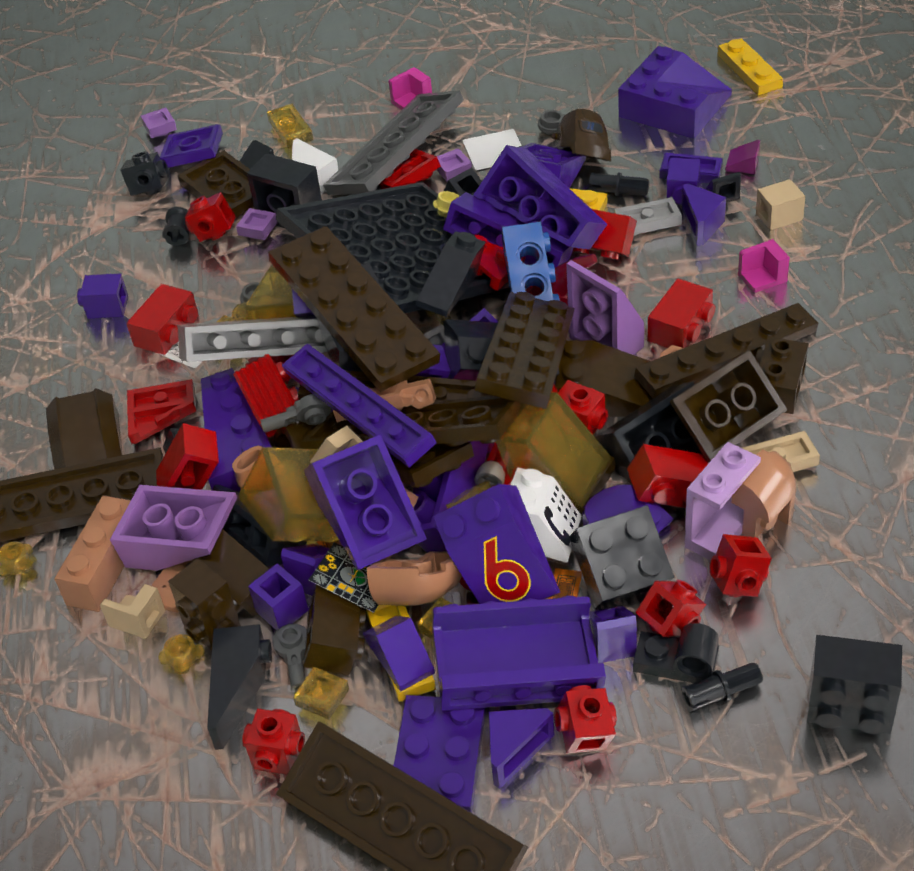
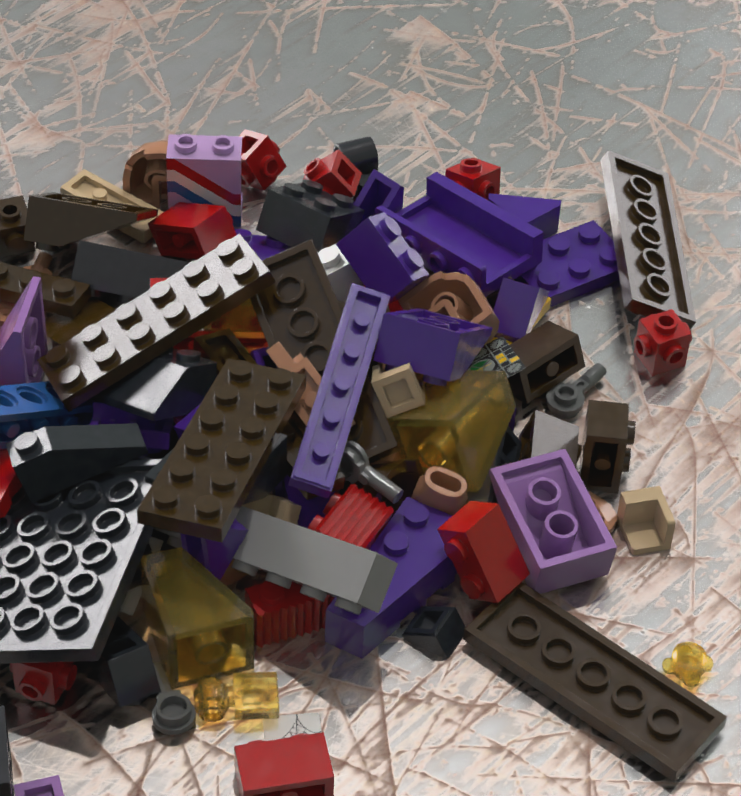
camera: 135 degrees left, 0 degrees up
(83, 428) = (503, 724): dark brown slope -> none
(93, 561) = (622, 581): nougat brick -> none
(158, 407) = (410, 682): red wing -> none
(177, 646) = (648, 464): clear yellow plate -> none
(235, 677) = (649, 396): black slope -> none
(278, 597) = (546, 397): dark purple brick -> none
(321, 693) = (597, 348): clear yellow plate -> none
(721, 686) = (387, 153): black axle -> none
(854, 684) = (319, 64): black brick -> none

